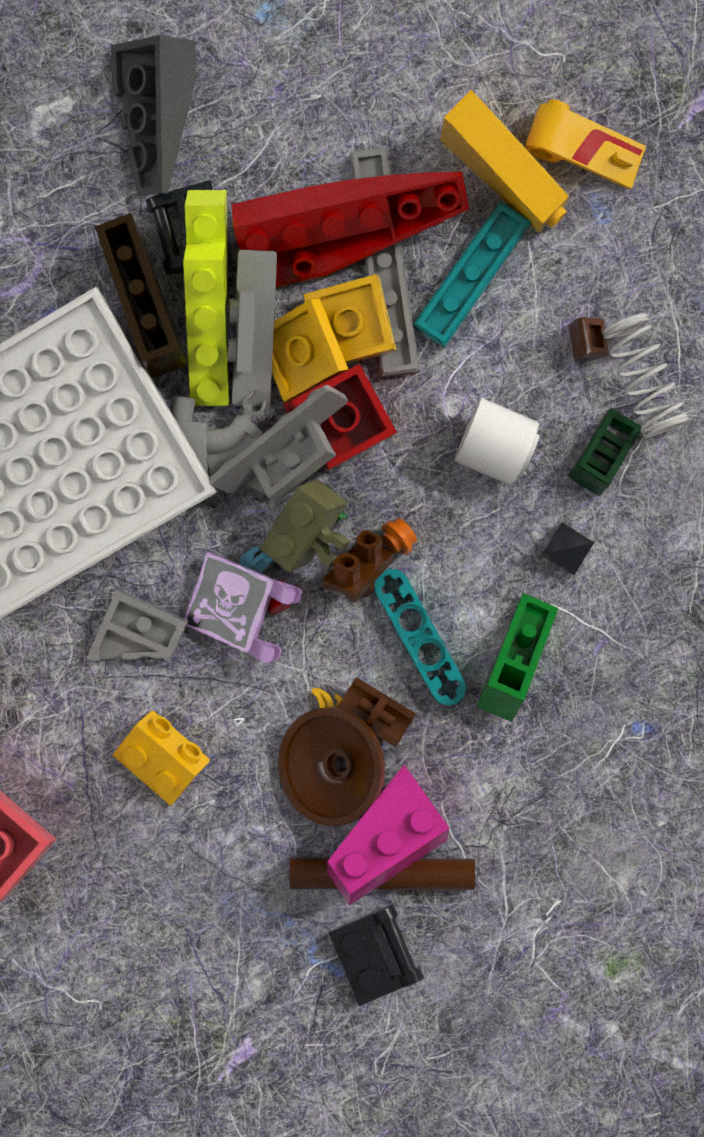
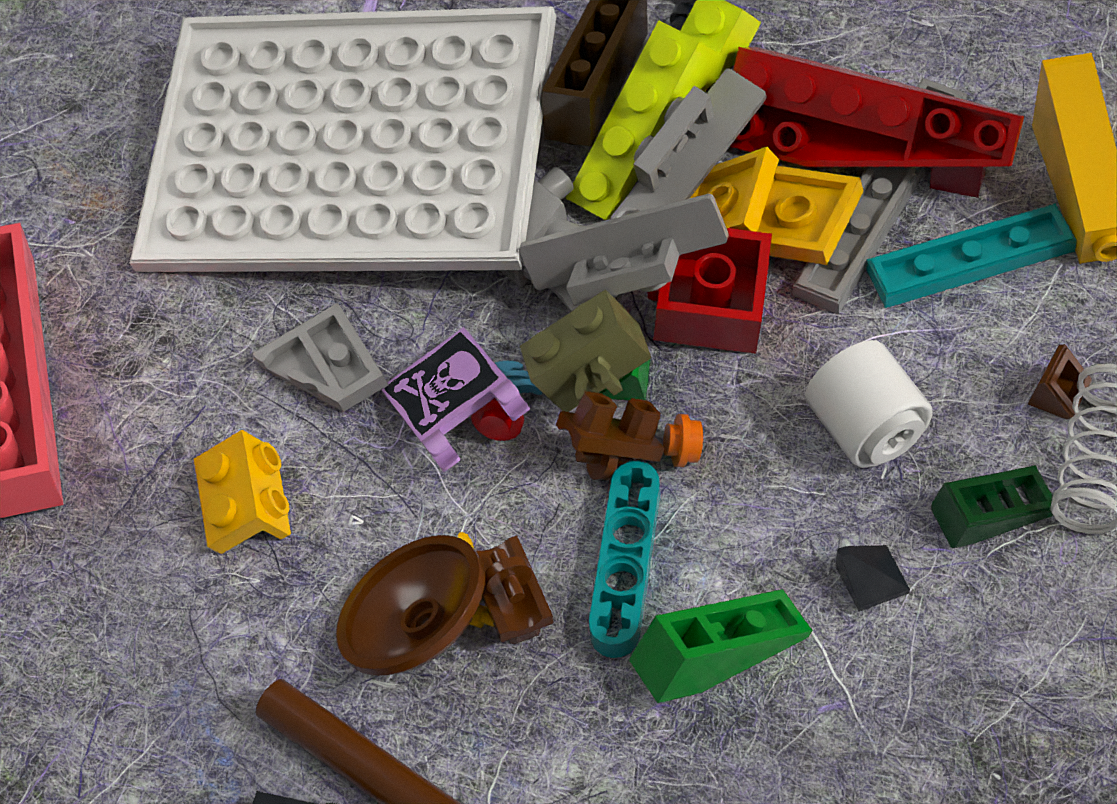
camera: 45 degrees right, 30 degrees down
(387, 838) = (402, 714): dark pink wedge -> none

